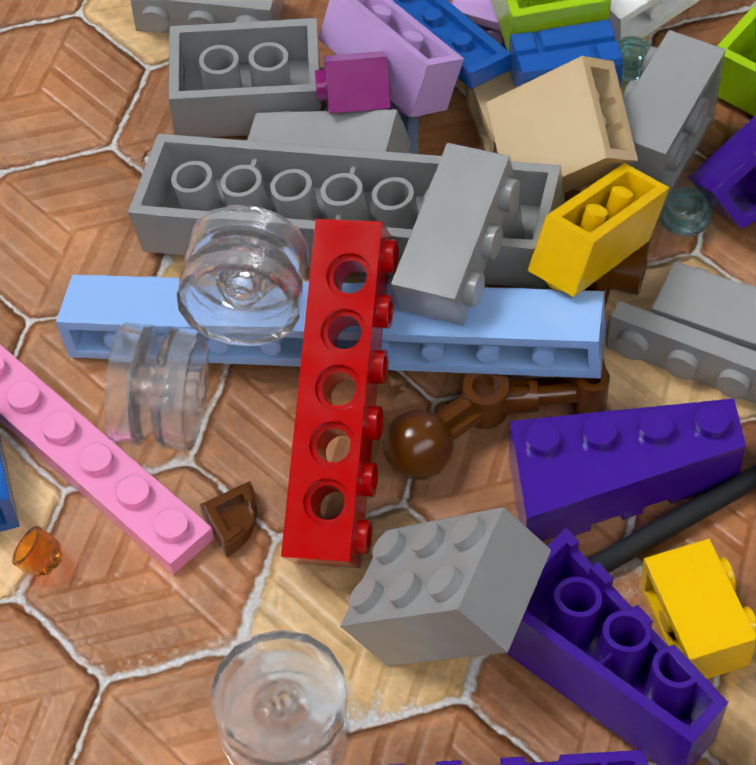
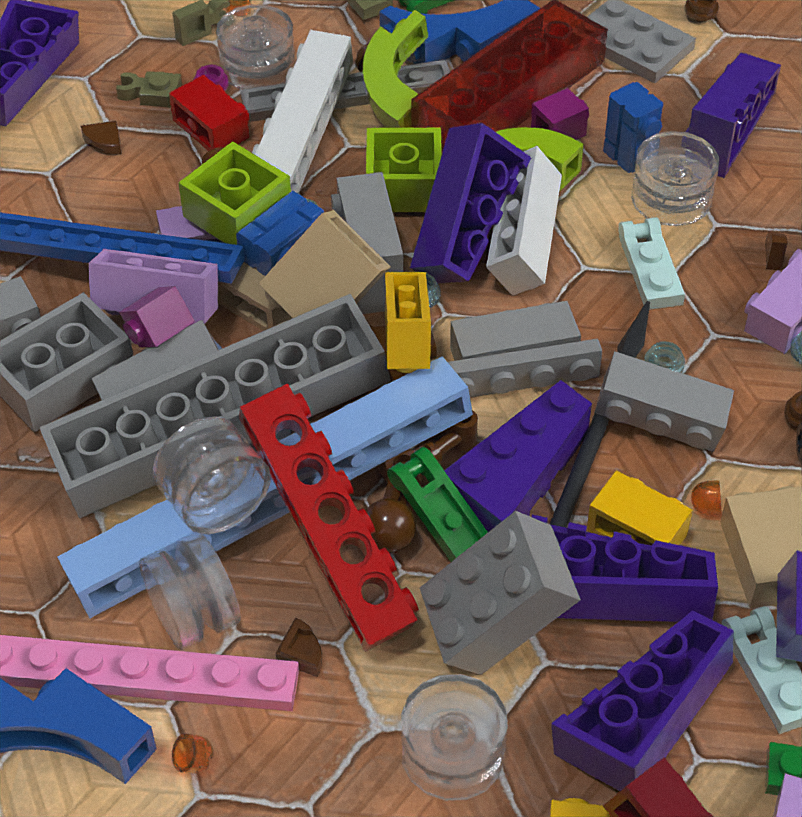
camera: 40 degrees left, 5 degrees down
(456, 234) = (329, 369): light grey brick -> none
(483, 450) = (437, 503): none -> green plate

